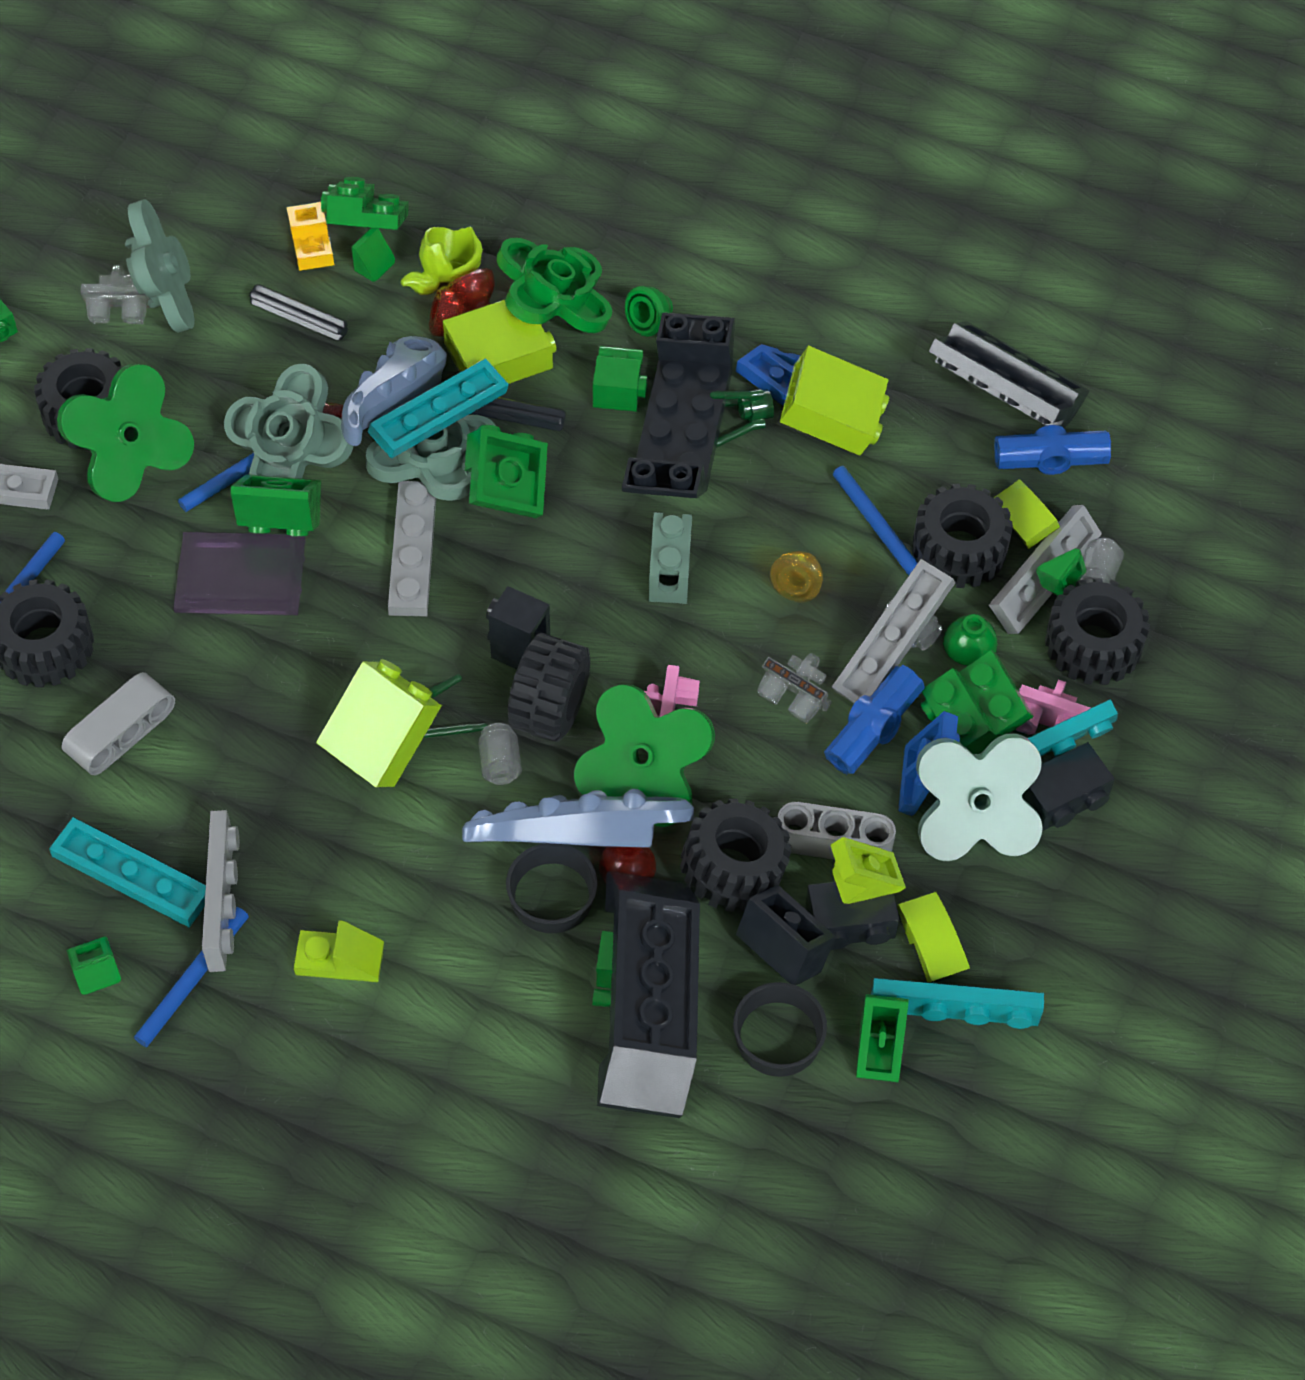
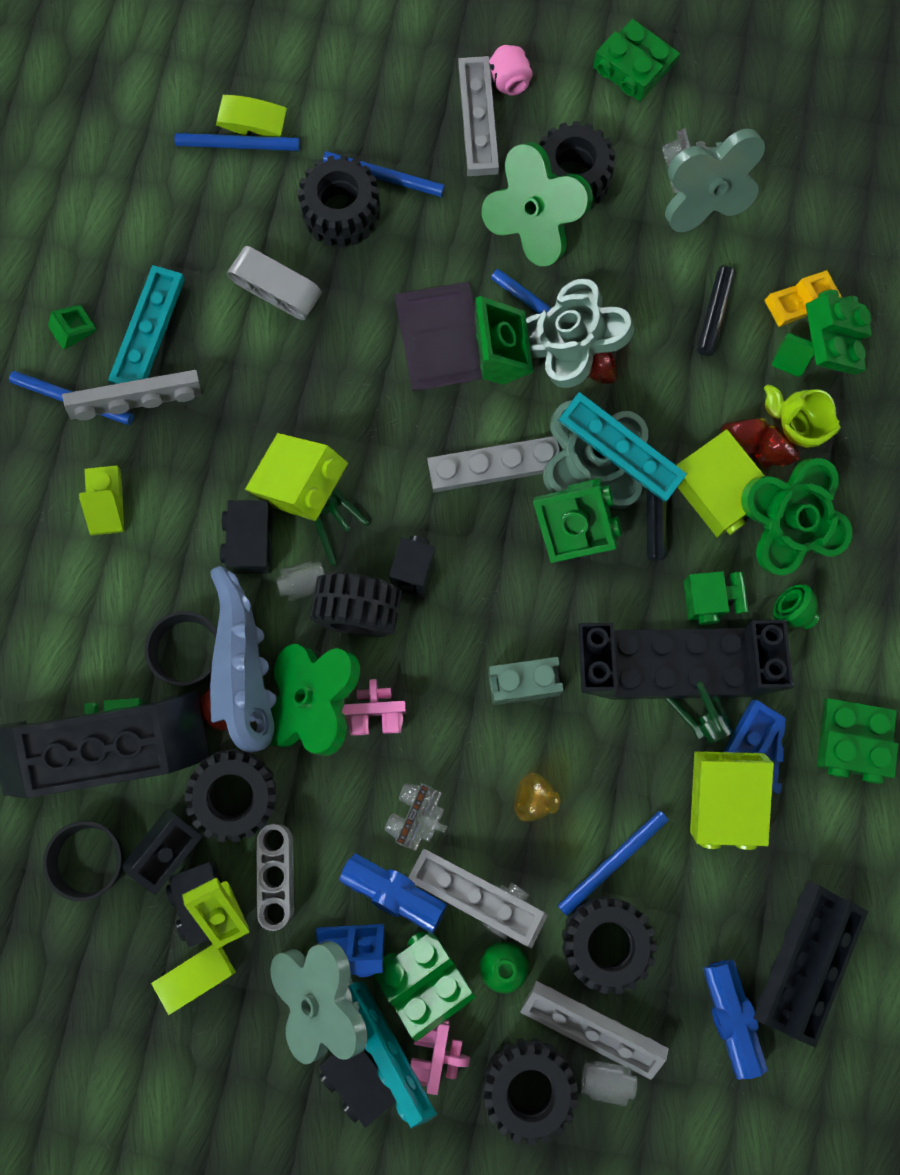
camera: 80 degrees right, 20 degrees up
(404, 373) = (644, 408): sand blue animal -> none
(432, 798) = (247, 536): none -> black brick
(797, 295) = (857, 741): none -> green plate
(881, 1038) = (88, 948): green slope -> none
(967, 1003) = (130, 1023): teal plate -> none
(1028, 514) = (650, 1000): lime slope -> none
(1062, 571) = (576, 1051): green slope -> none

